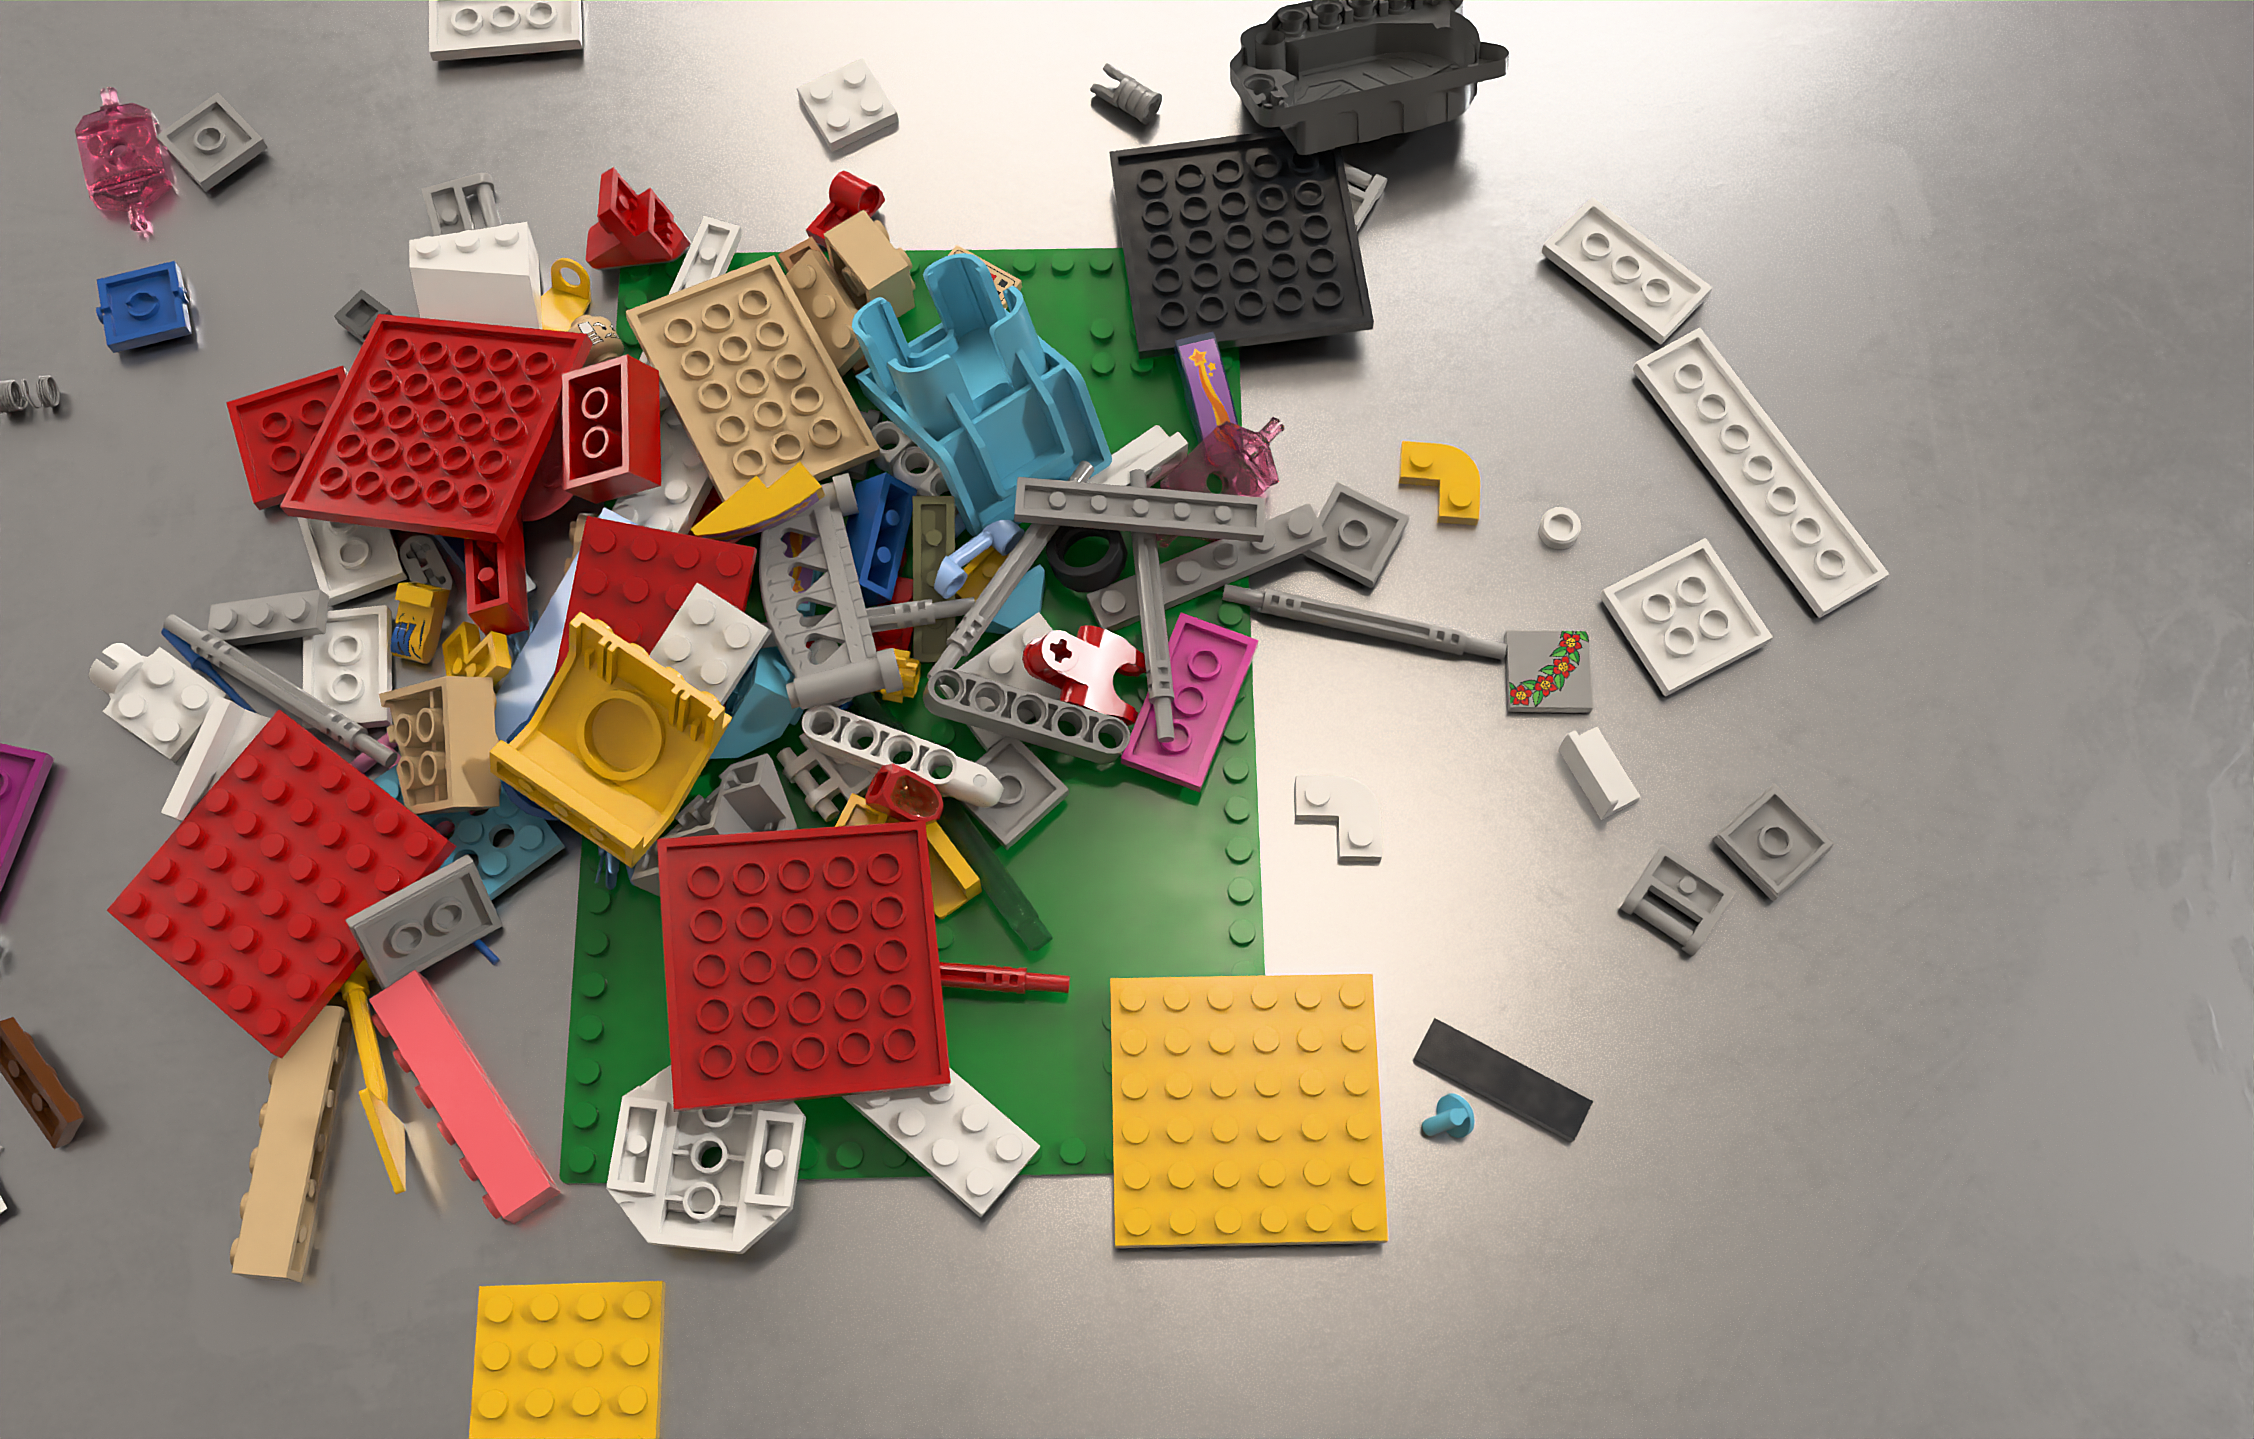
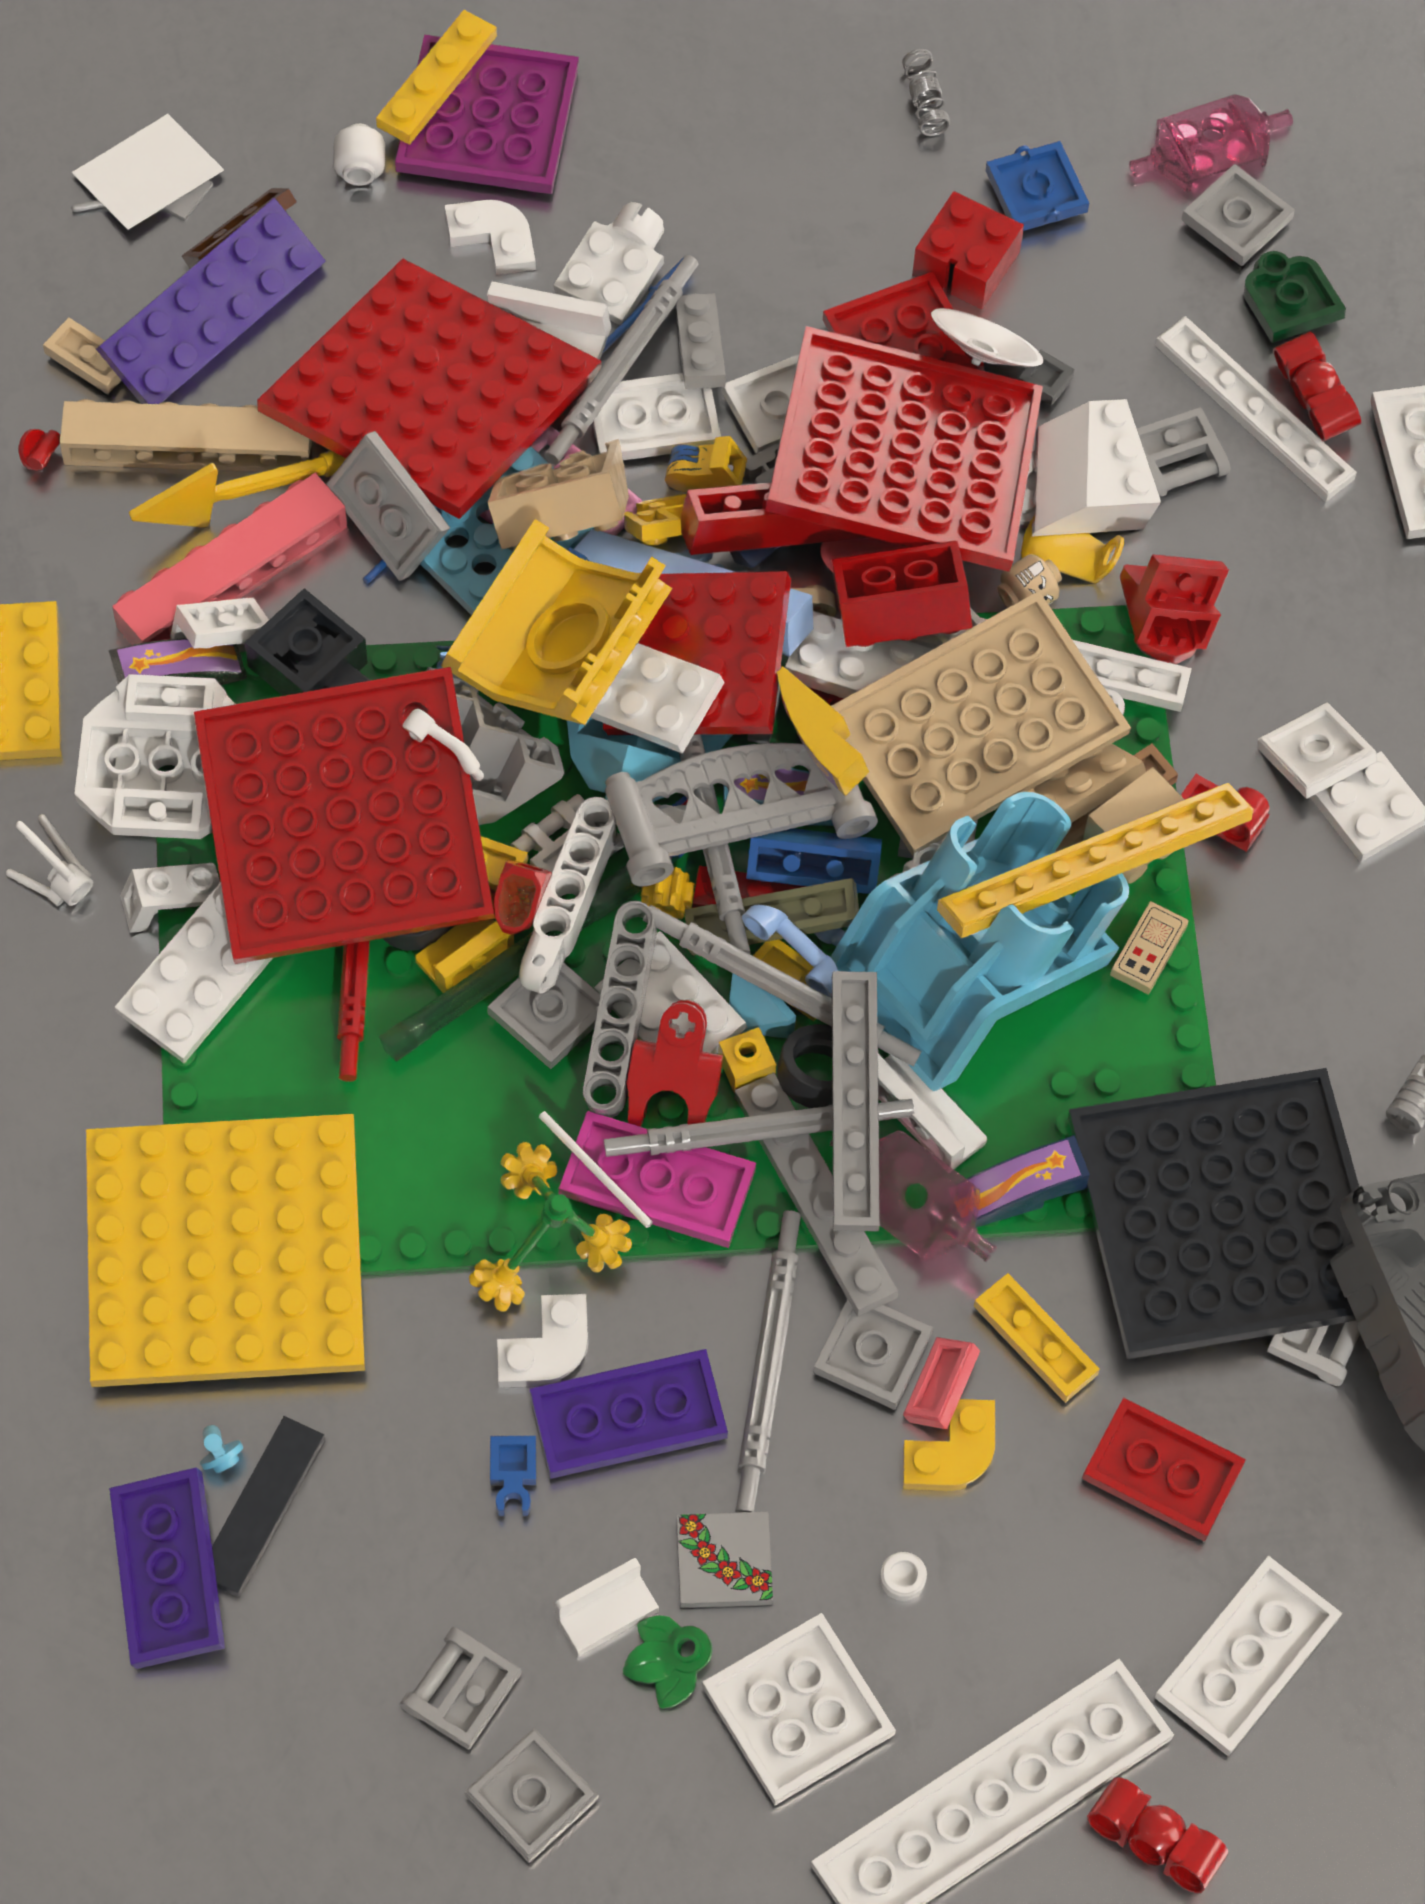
camera: 85 degrees right, 5 degrees down
(81, 811) = (493, 223): none -> white plate
(130, 1113) = (211, 304): none -> dark purple plate
(167, 1252) = (76, 350): none -> tan plate
(197, 361) = (976, 241): none -> red piece
(281, 1307) = (37, 447): none -> red plate
(308, 109) = (1291, 295): none -> dark green plate
(321, 354) = (985, 339): none -> white hat
(415, 94) = (1317, 386): none -> red piece
(424, 153) = (1255, 409): none -> white tile
(543, 1099) = (218, 622): none -> white bracket
(584, 1149) = (178, 659): none -> slope
(598, 1005) = (316, 637): none -> black brick
(722, 869) = (421, 724): none -> white piece
(791, 135) = (1317, 750): none -> white plate
(819, 1270) = (68, 880): none -> white plant
(848, 1162) = (165, 888): none -> white bracket
(929, 279) = (1096, 859): none -> yellow tile
(1061, 605) = (745, 1070): none -> yellow plate
(1183, 752) = (596, 1170): none -> white axle
(1251, 762) = (601, 1241): none -> yellow plant
(1343, 404) = (1036, 1337): none -> yellow plate
(1386, 481) = (941, 1383): none -> coral tile
(1414, 744) = (628, 1413): none -> dark purple plate
(1464, 317) = (1163, 1469): none -> red plate
(1465, 847) = (513, 1466): none -> blue plate
(1573, 1167) = (166, 1568): none -> dark purple plate
(1642, 728) = (661, 1659): none -> green plate
(1786, 346) = (1157, 1835): none -> red piece

